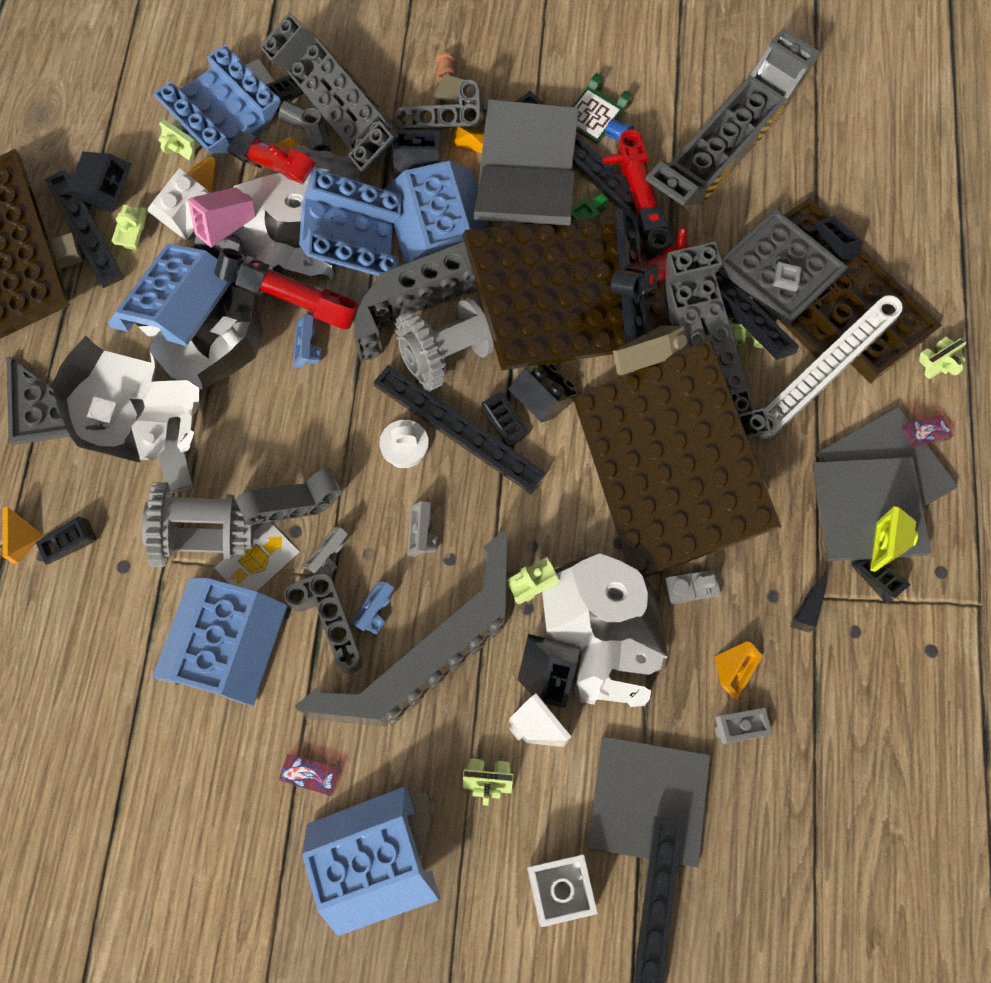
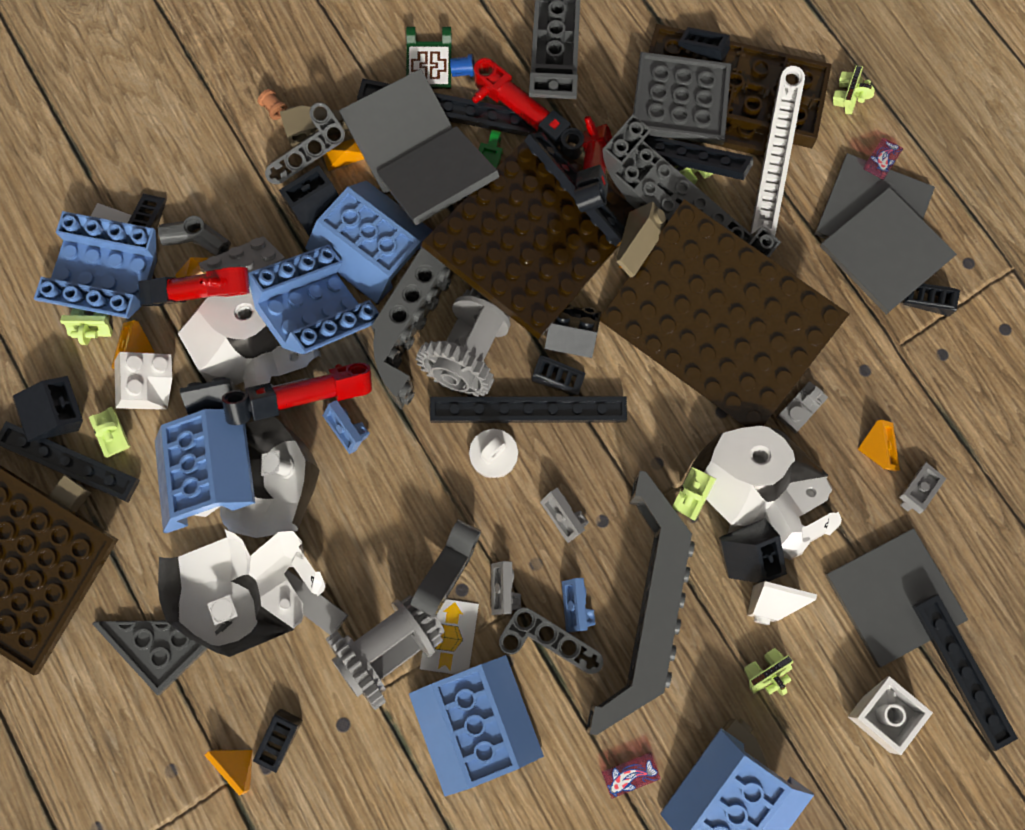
camera: 35 degrees left, 5 degrees up
(220, 214) = (196, 369): bright pink slope -> none
(331, 90) = (200, 191): dark grey slope -> none
(787, 276) = (694, 103): light grey tile -> none
(808, 613) = (901, 359): black slope -> none
(893, 537) = (927, 265): neon yellow slope -> none

